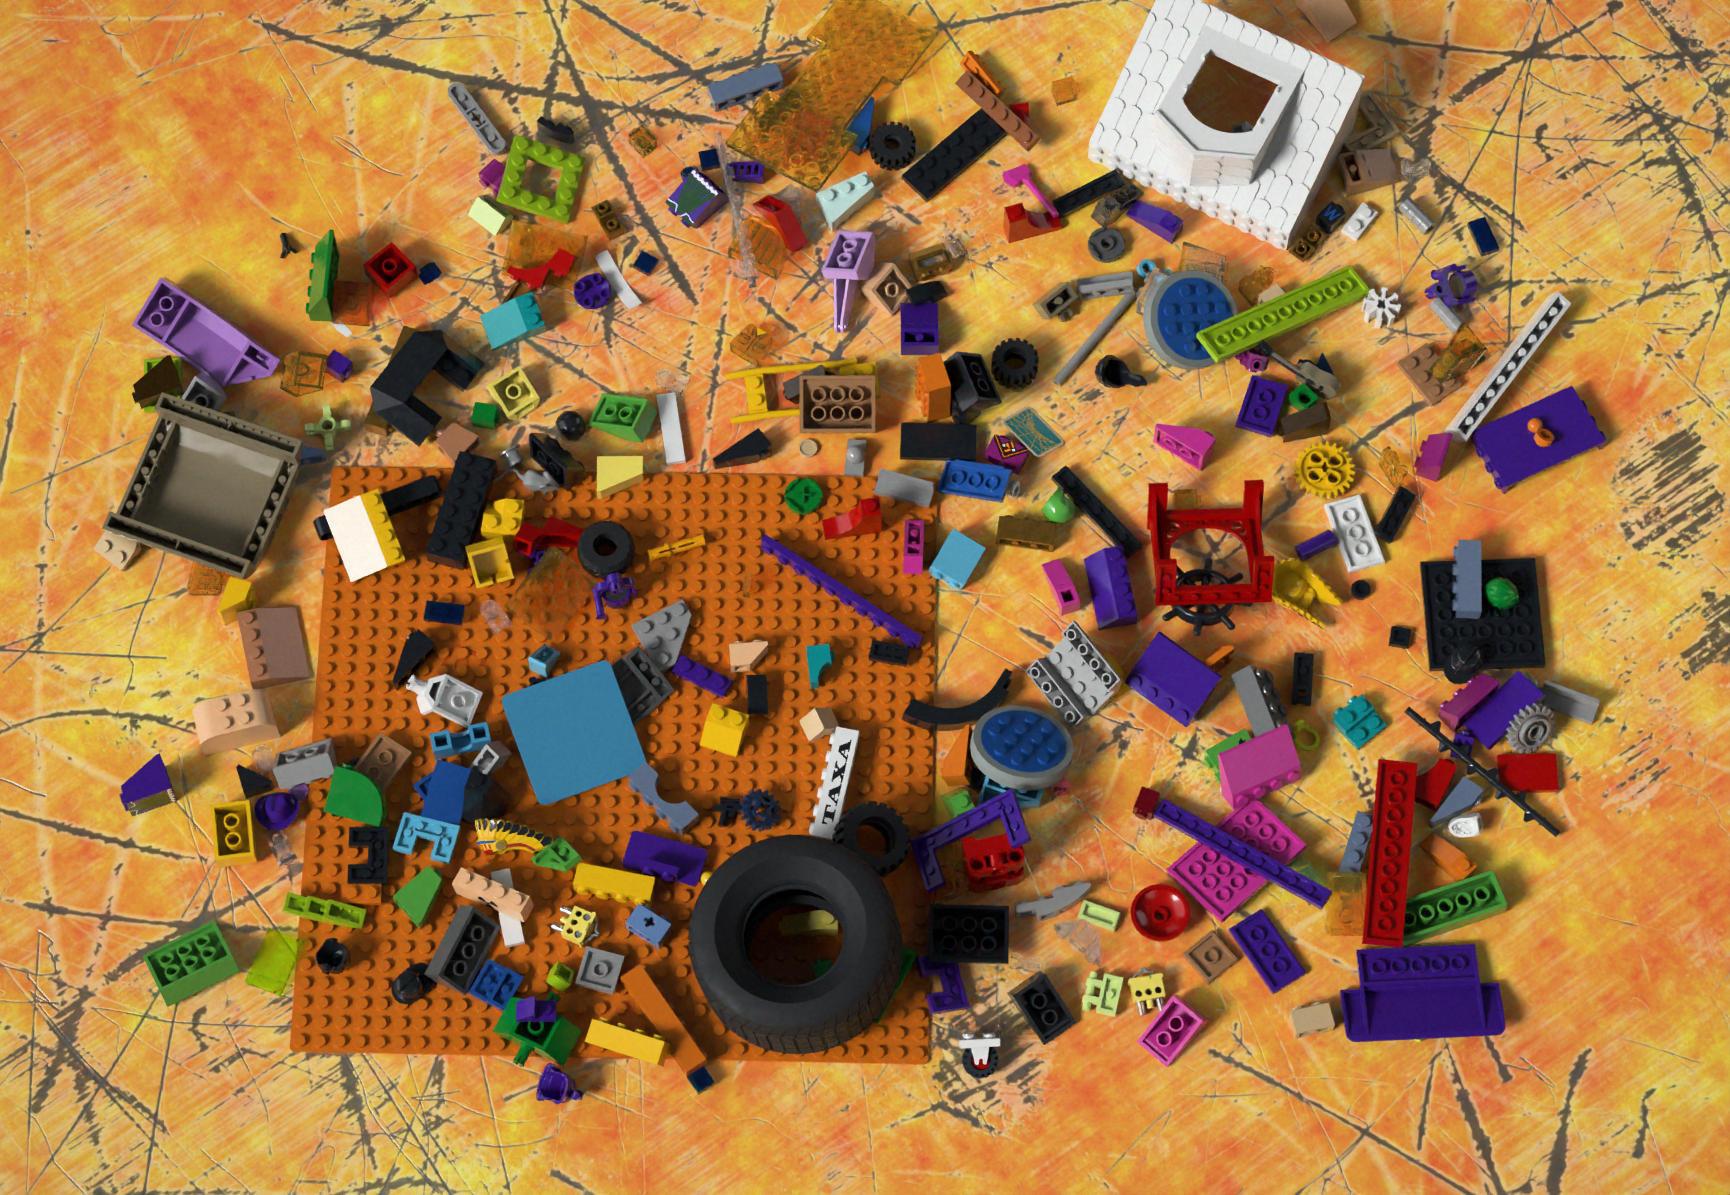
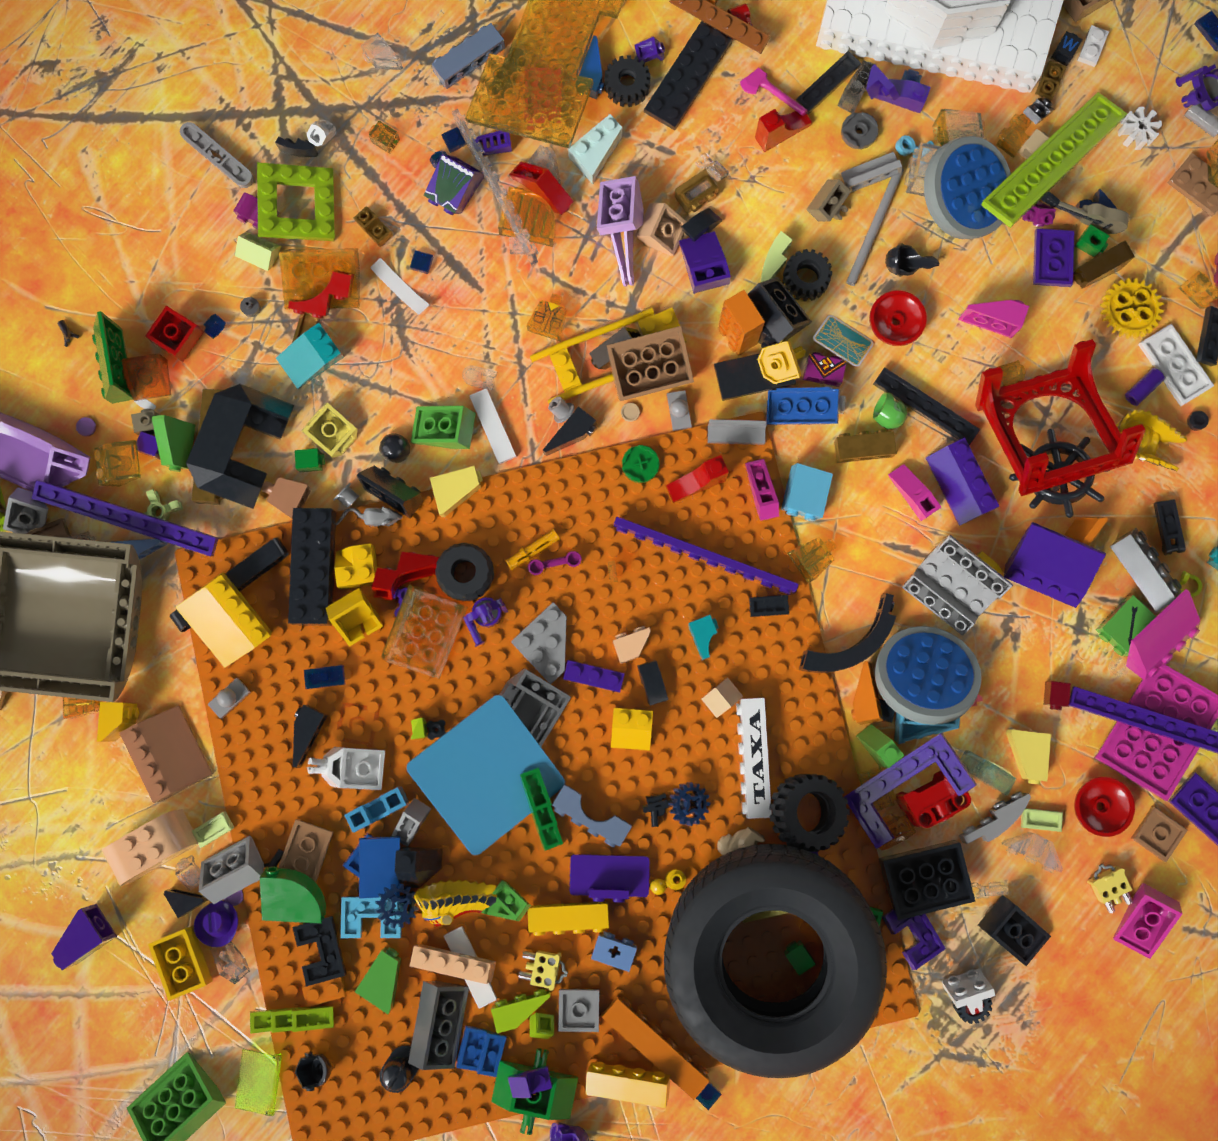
camera: 10 degrees left, 15 degrees up
(279, 335) = (86, 426): none -> medium lavender piece
(297, 422) = (125, 518): none -> dark purple plate
(297, 725) = (213, 829): none -> yellowish green tile
(342, 343) = (143, 421): none -> dark tan brick
(347, 610) = (229, 698): none -> light grey tile
(362, 366) = (173, 441): none -> bright green slope
(454, 820) = (390, 909): none -> dark blue gear
(468, 264) = (250, 307): none -> dark grey tile
(491, 610) = (369, 663): clear plate -> none
(521, 680) = (419, 728): none -> lime slope
(538, 956) = (510, 1014): none -> lime slope
(543, 660) = (436, 699): medium azure slope -> none
(583, 122) = (321, 132): none -> white rock
(592, 291) = (378, 304): dark purple dish -> none
(616, 780) = (541, 809): none -> green slope
(661, 65) = (380, 54): none -> clear slope
(676, 563) = (572, 559): none -> magenta bar
(740, 427) = (560, 409): none -> light grey piece
(923, 122) = (649, 50): none -> dark purple bracket
(944, 620) = (813, 557): none -> clear yellow torso
(962, 433) = (779, 362): none -> yellow piece
(990, 338) = (775, 260): none -> yellowish green slope
(1056, 857) = (987, 772): none -> clear light blue slope
(1090, 413) = (901, 307): none -> red dish
(1105, 850) = (1031, 754): none -> light yellow slope
(1109, 993) = (1075, 900): yellowish green plate -> none
(1134, 206) = (880, 83): none -> dark purple slope
(1172, 207) = (911, 75): none -> clear blue piece
(1286, 268) = (1039, 110): none -> slope
(1417, 216) = (1147, 26): light grey axle -> none

